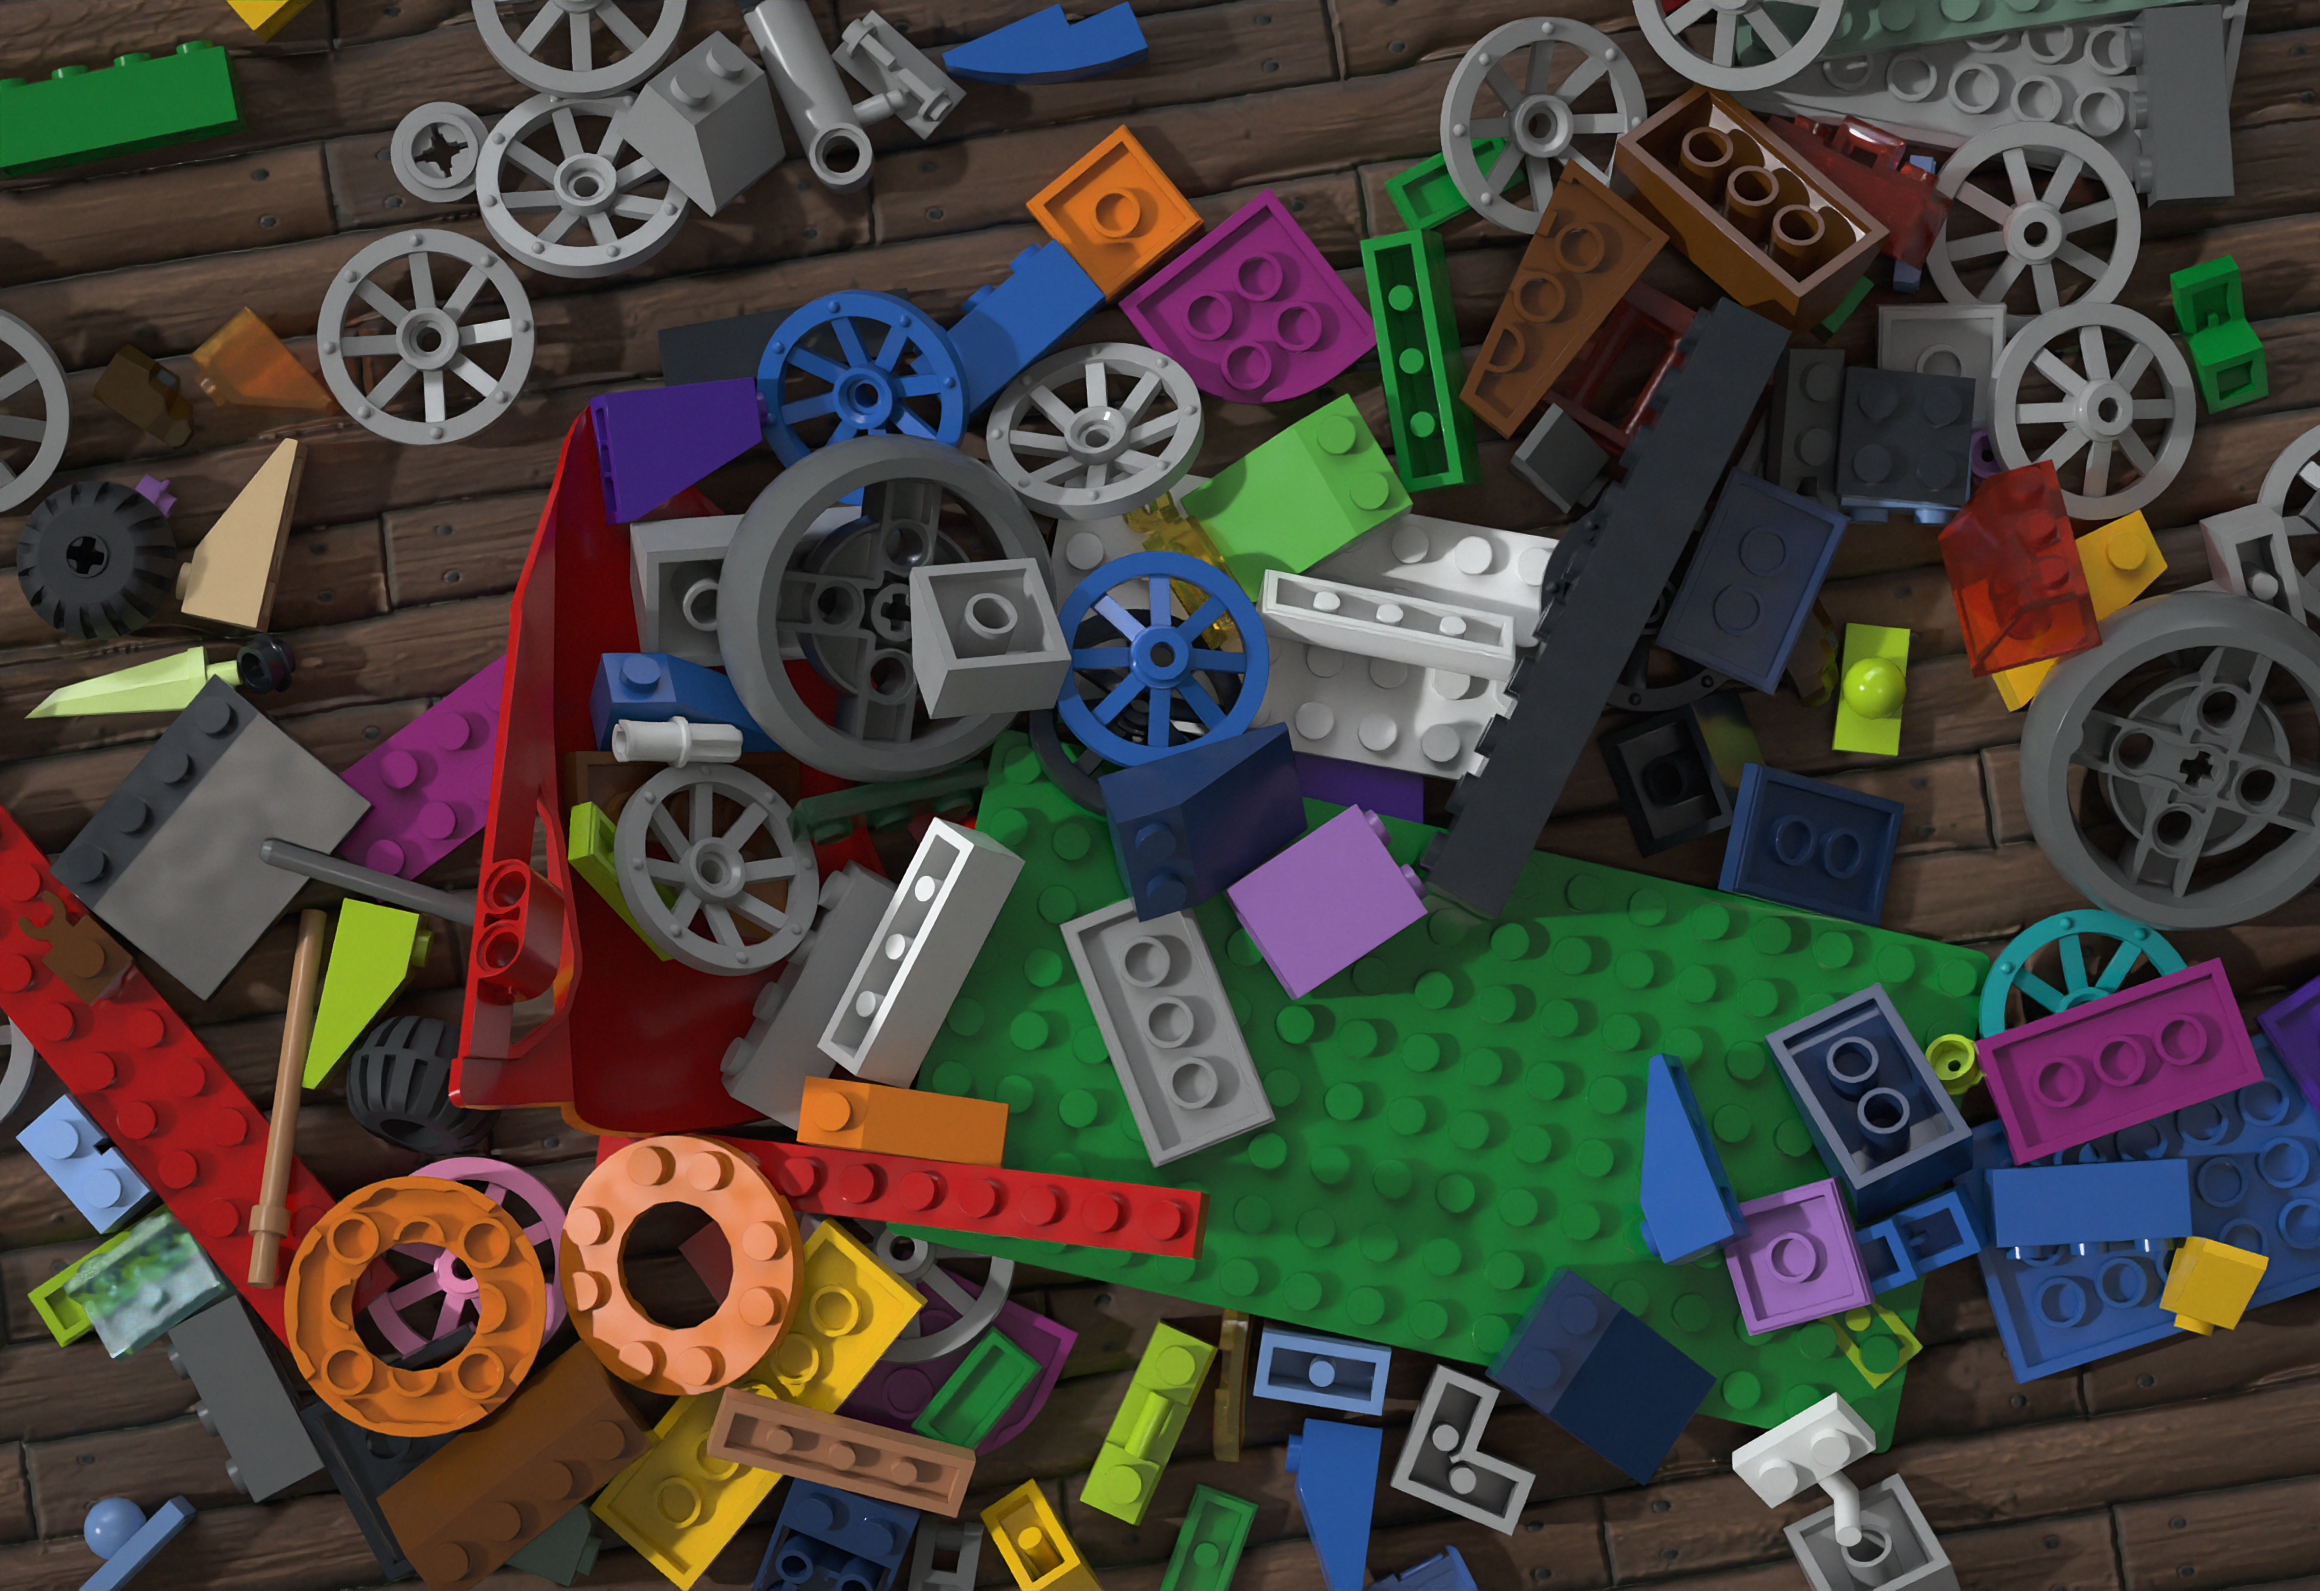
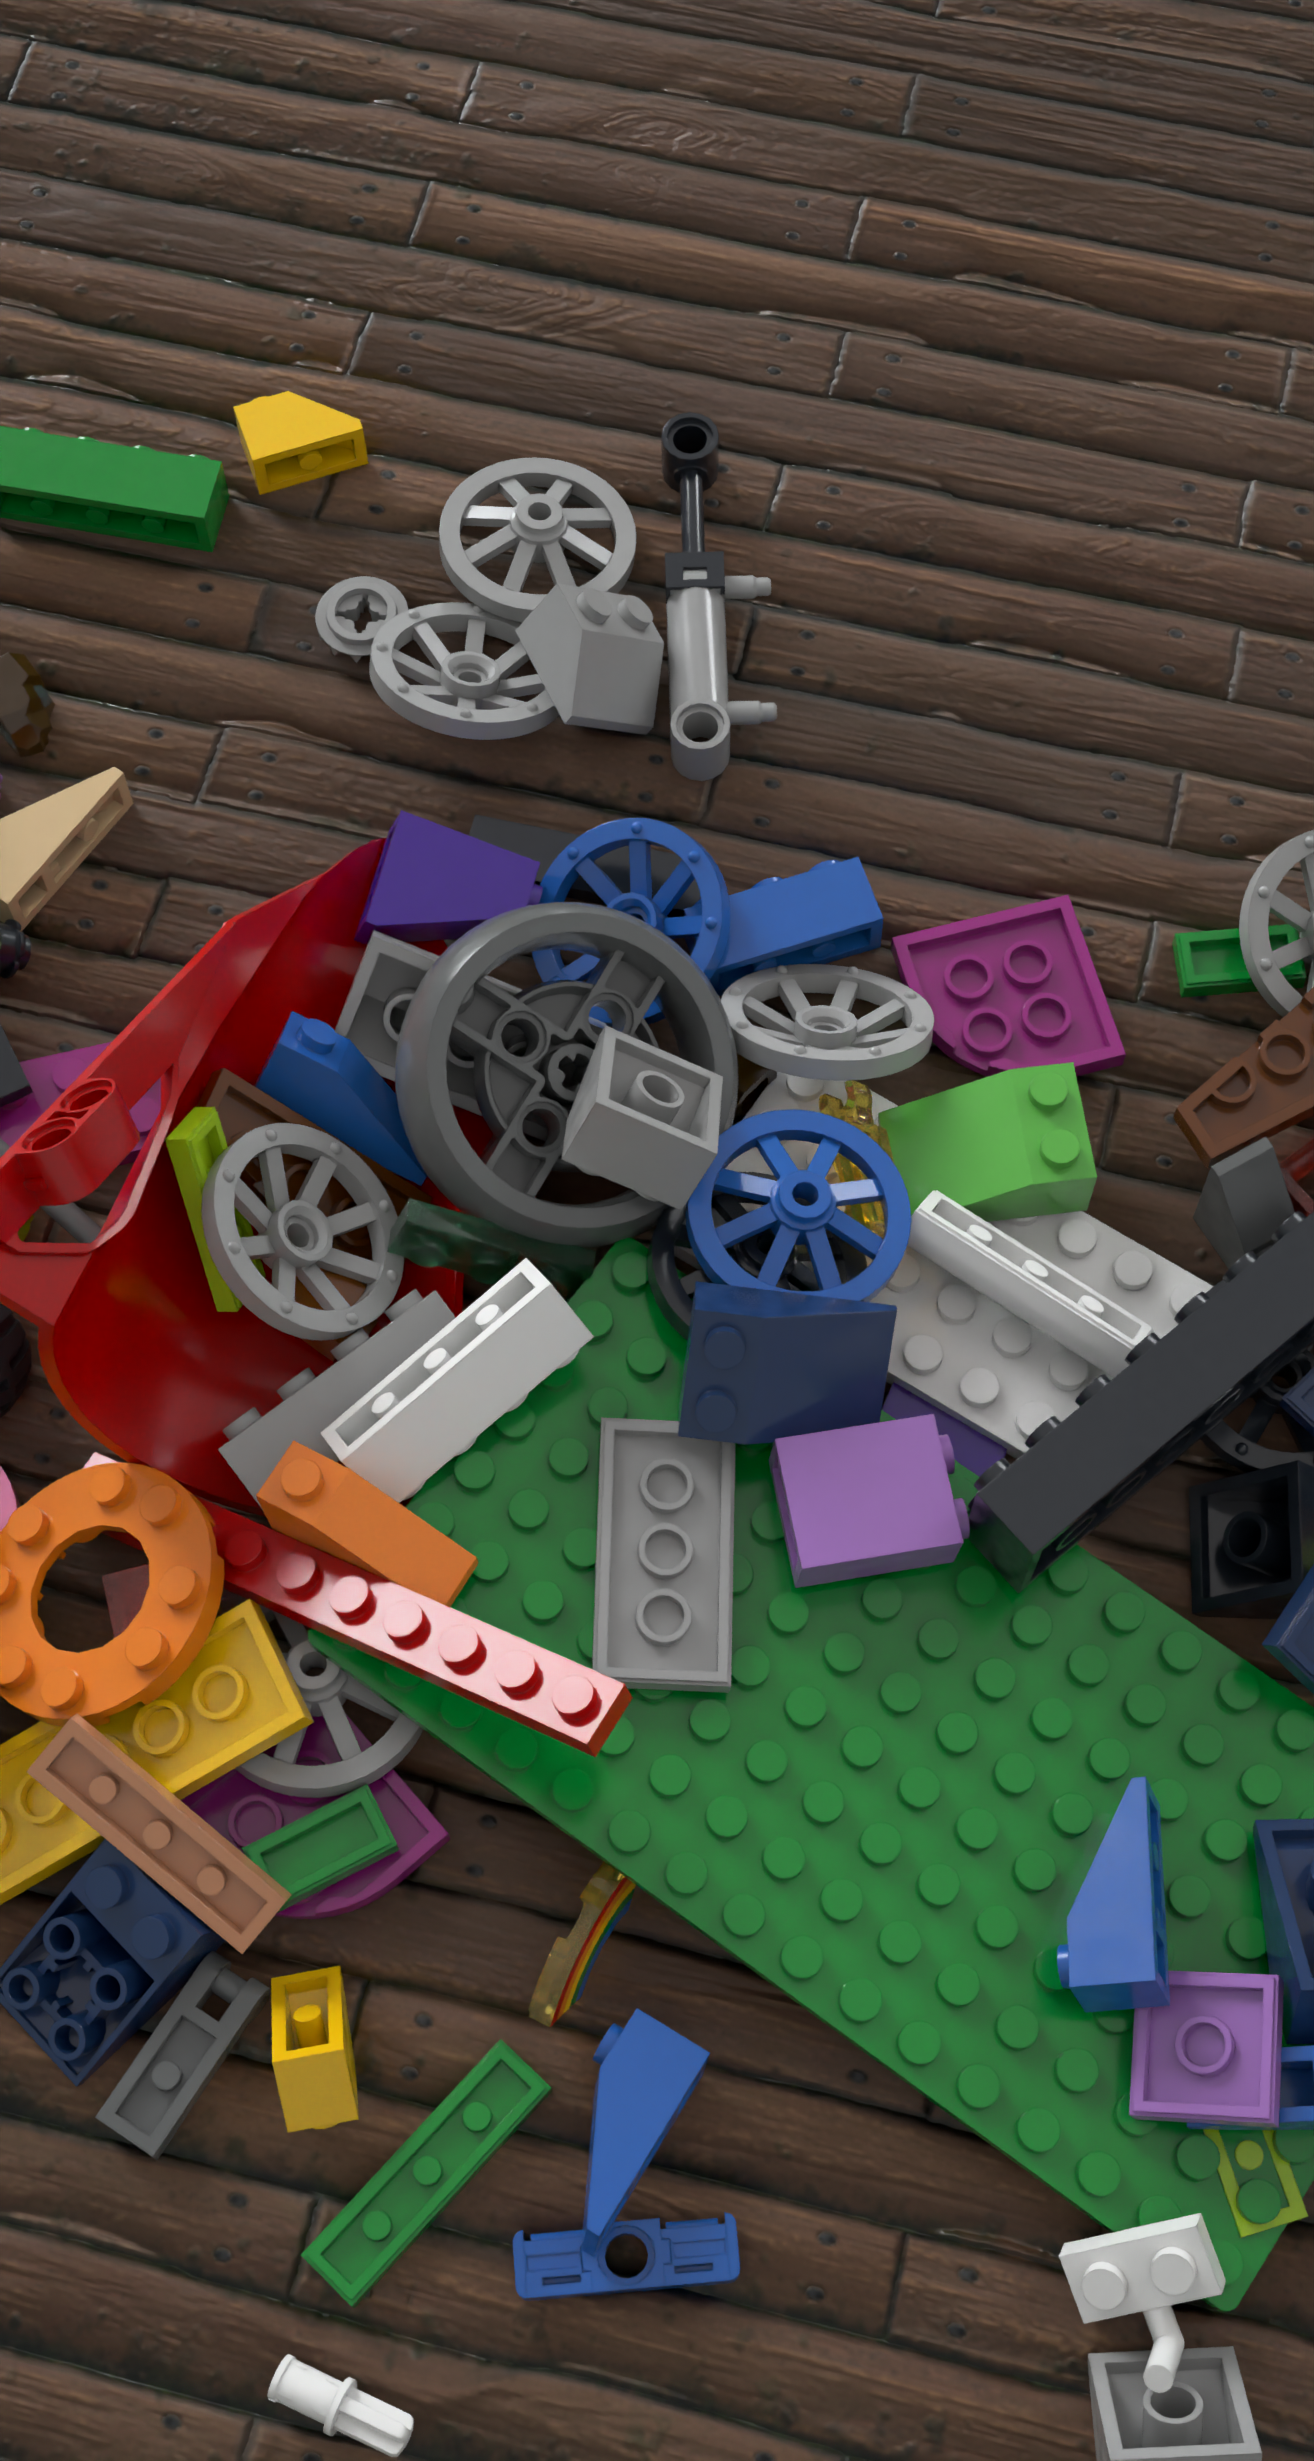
camera: 25 degrees right, 20 degrees down
(258, 371) = (120, 719): clear orange slope -> none
(417, 323) = (273, 737): light grey wheel -> none
(676, 742) = (320, 1108): white axle -> none
(887, 61) = (769, 676): light grey hinge -> none
(1051, 51) = (918, 722): blue slope -> none
(1115, 213) = (923, 871): orange tile -> none
(1148, 1422) = (478, 1950): lime piece -> none
(1321, 1368) = (675, 1965): medium blue brick -> none
(1421, 361) = (1148, 1081): green brick -> none
(1443, 1456) = (760, 2117): light grey brick -> none
(1601, 1375) = (959, 2086): dark blue slope -> none

